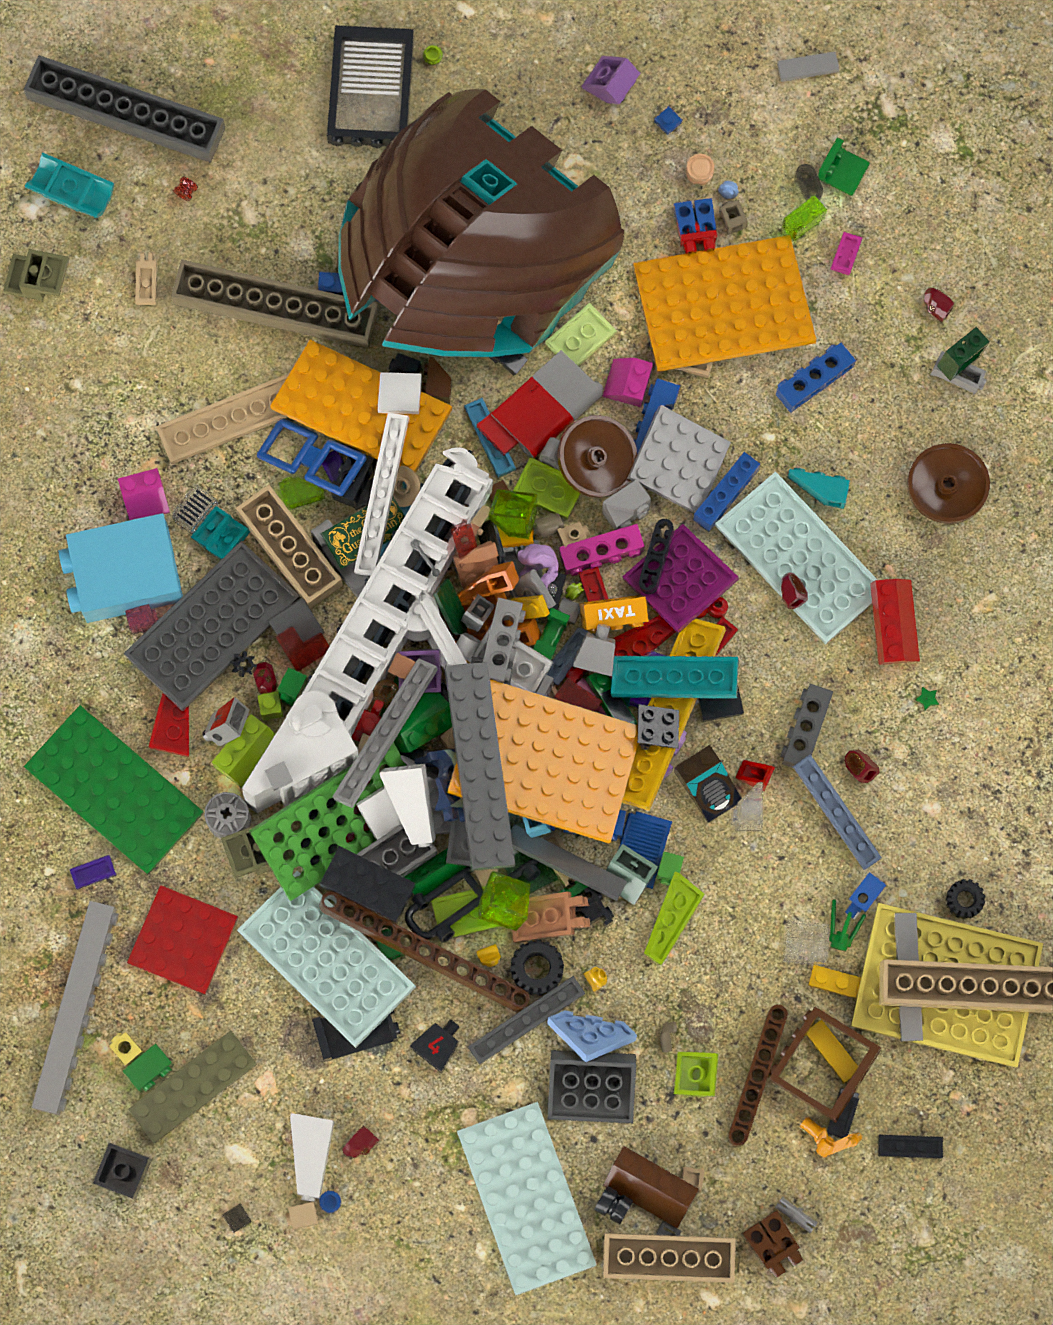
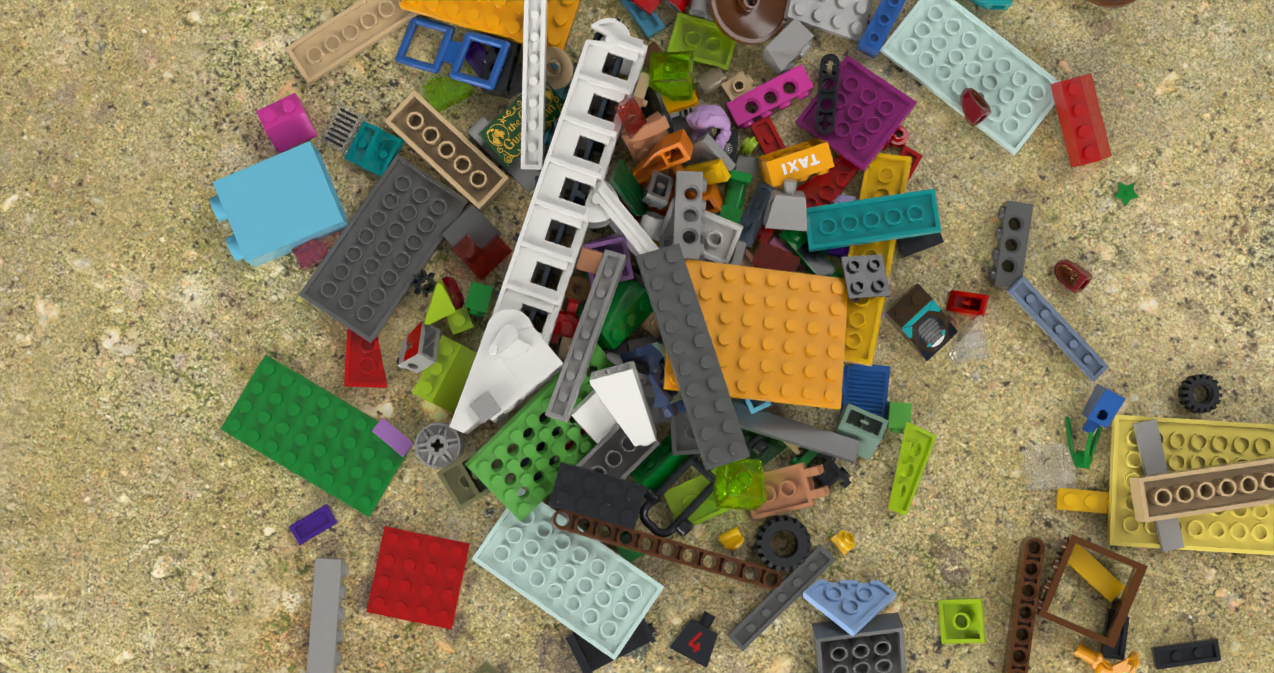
camera: 15 degrees left, 10 degrees up
(184, 801) = (392, 437): none -> medium lavender sticker
(254, 684) = (439, 305): none -> lime slope
(415, 544) = (580, 130): dark grey hinge -> none
(665, 1038) = (923, 588): dark tan arm -> none

